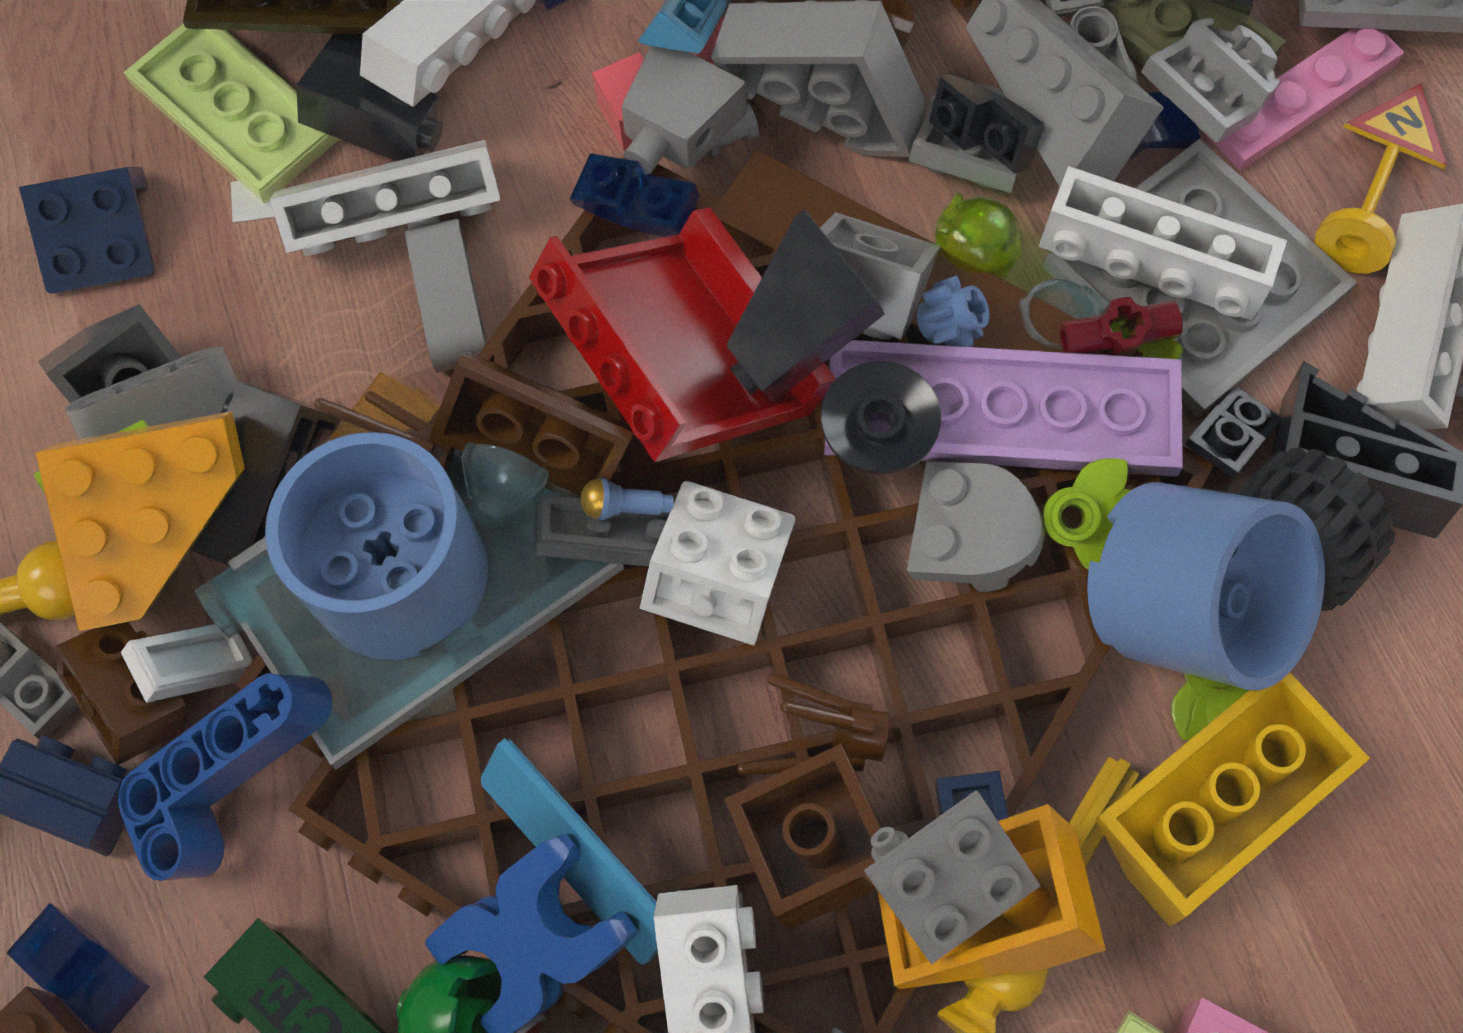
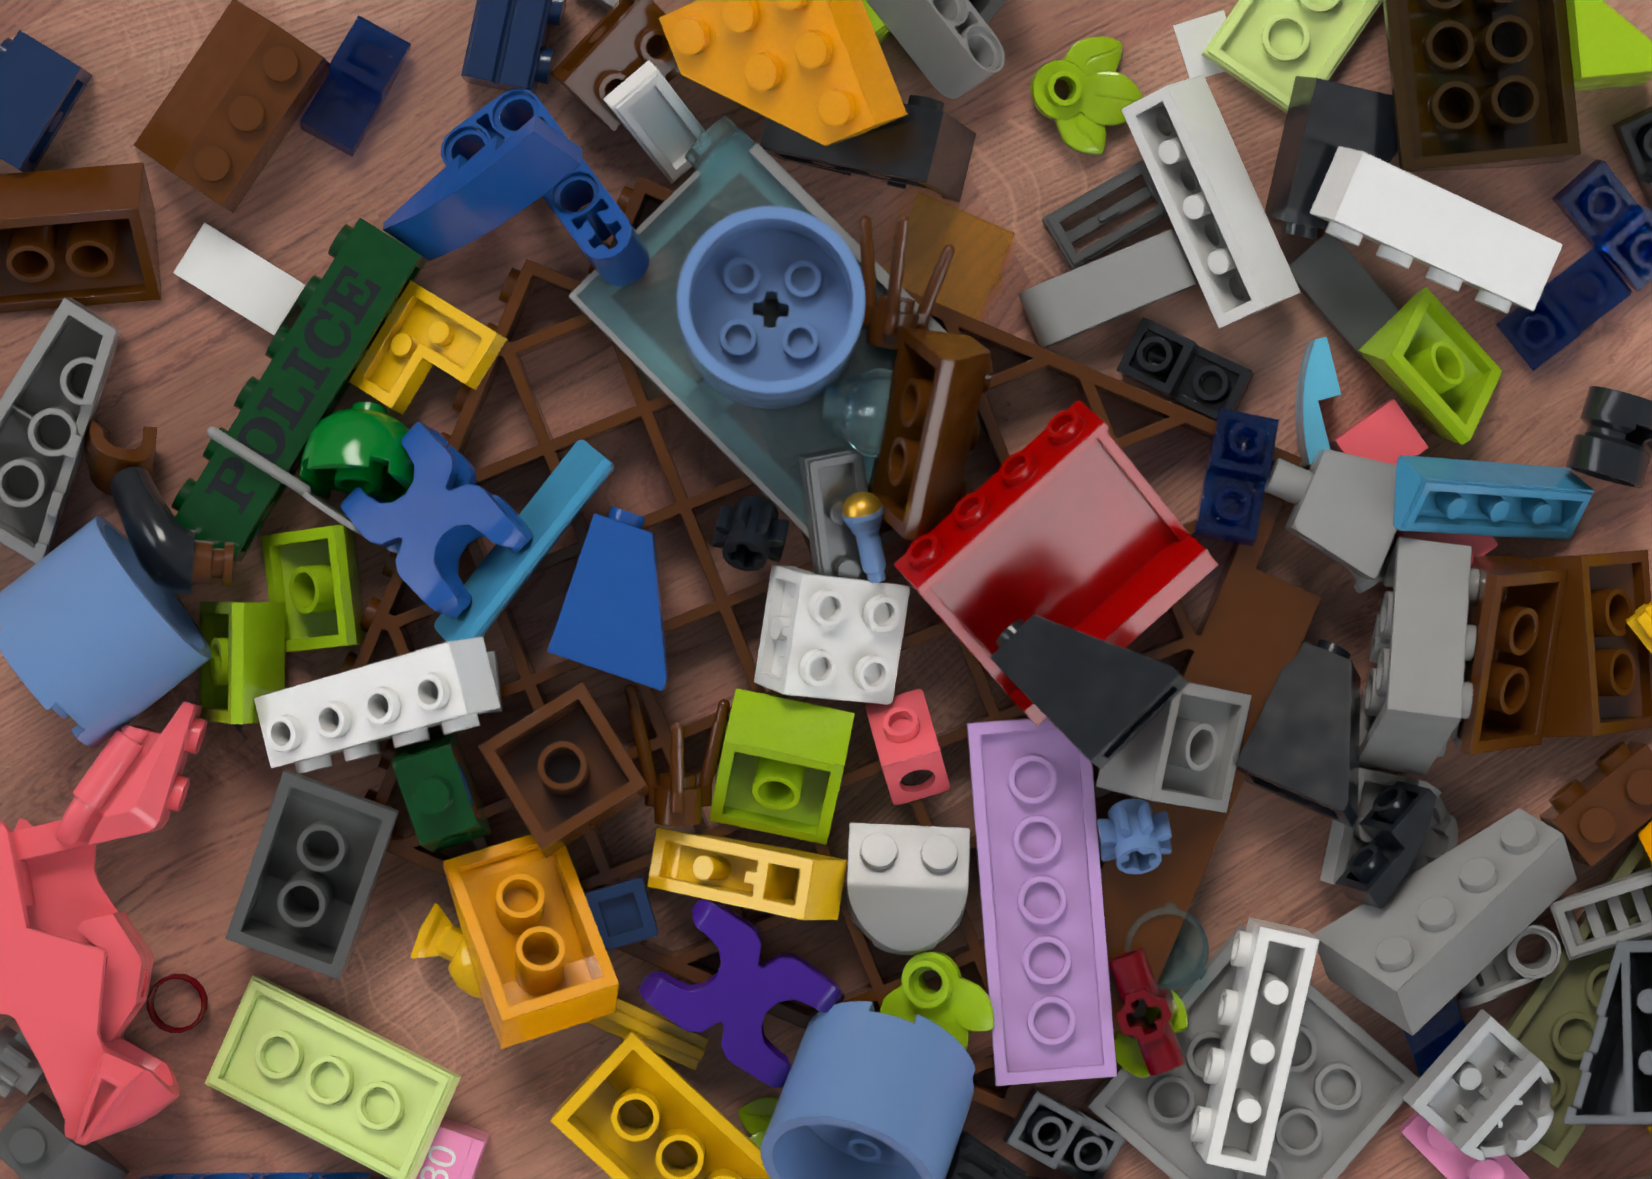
camera: 75 degrees right, 20 degrees up
(201, 827) = (485, 190): none -> blue slope
(270, 294) = (1094, 93): none -> lime plate
(343, 937) = (416, 336): none -> yellow plate
(396, 329) = (1065, 240): none -> dark grey tile
(499, 112) = (1342, 291): none -> dark grey tile
(520, 250) = (1183, 370): none -> black slope
(562, 57) = (1434, 367): none -> lime slope
(564, 142) = (1315, 383): none -> medium azure slope
(604, 619) = (750, 533): none -> black gear
(651, 762) = (615, 603): none -> blue slope
(818, 975) = (440, 792): none -> dark green torso
(836, 504) = (907, 744): none -> coral bracket
(842, 624) = (781, 766): none -> lime slope
(882, 169) = (1310, 734): none -> black slope
(884, 393) = (1001, 810): black dish -> none
(945, 677) = (748, 874): none -> yellow slope
(949, 875) = (529, 900): light grey hinge -> none
(979, 235) = (1249, 851): clear neon green helmet -> none
(1065, 698) = (741, 992): none -> dark purple piece

